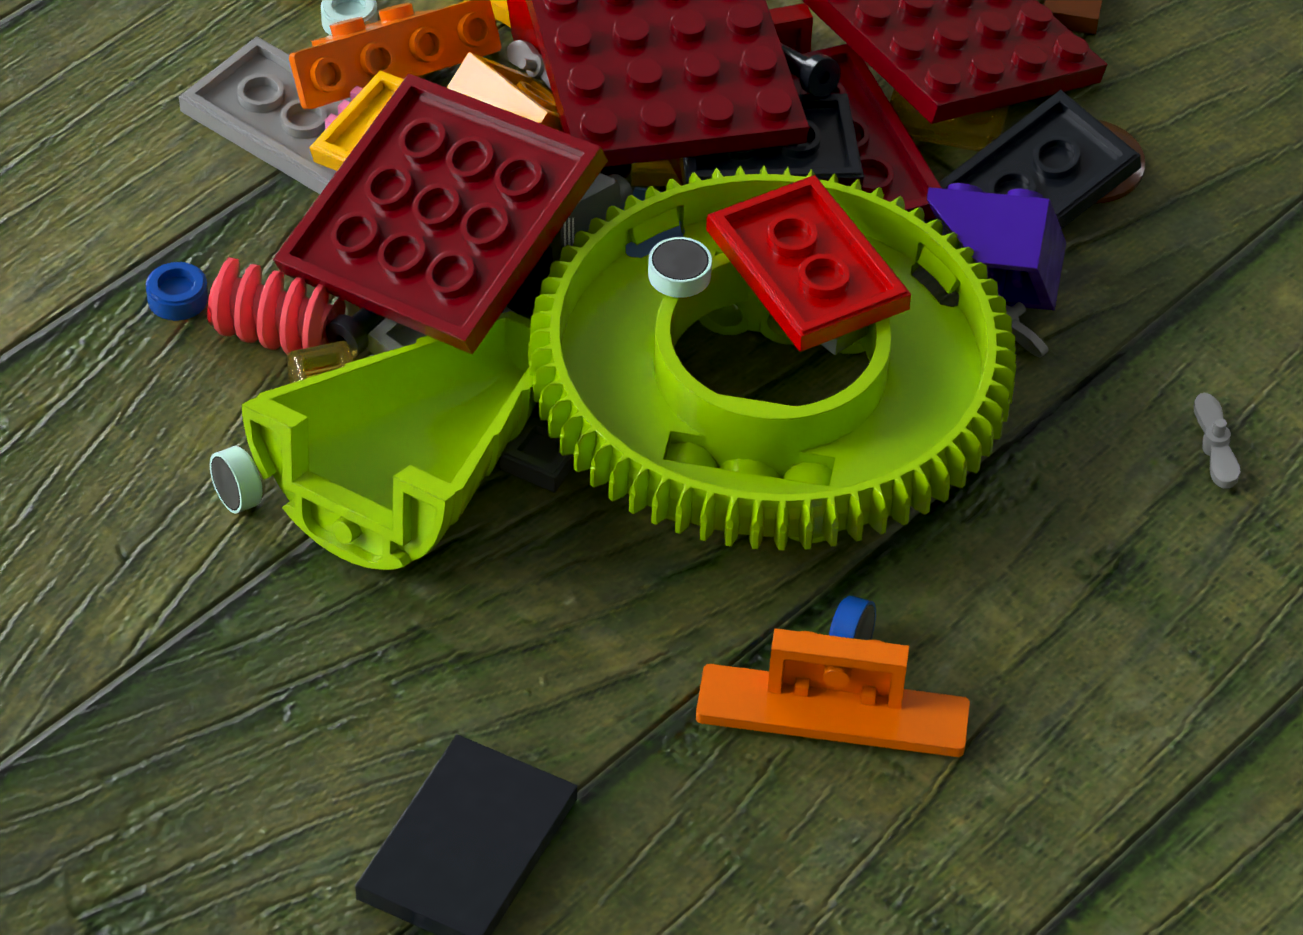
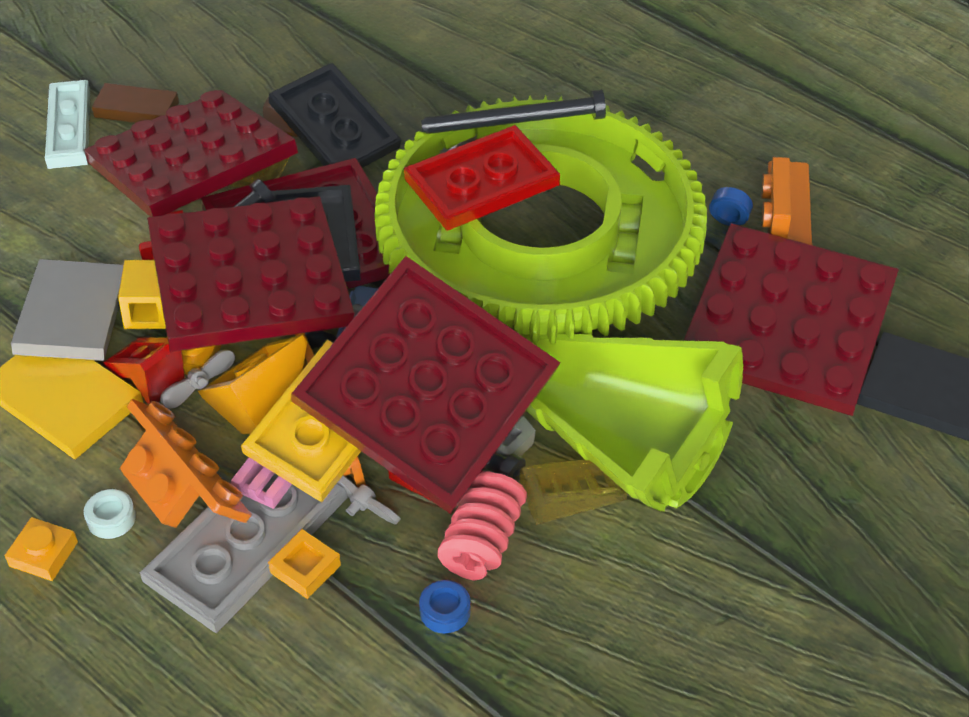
camera: 90 degrees left, 0 degrees up
(236, 479) = (657, 536): light aqua tile -> none
(246, 164) = (304, 563): none -> light orange plate
(615, 673) = (797, 314): none -> dark red plate
(679, 267) = (494, 236): tile -> none
(960, 387) = (509, 115): none -> black bar
(1009, 234) = (426, 95): dark purple slope -> none
(1216, 441) = (546, 63): light grey piece -> none

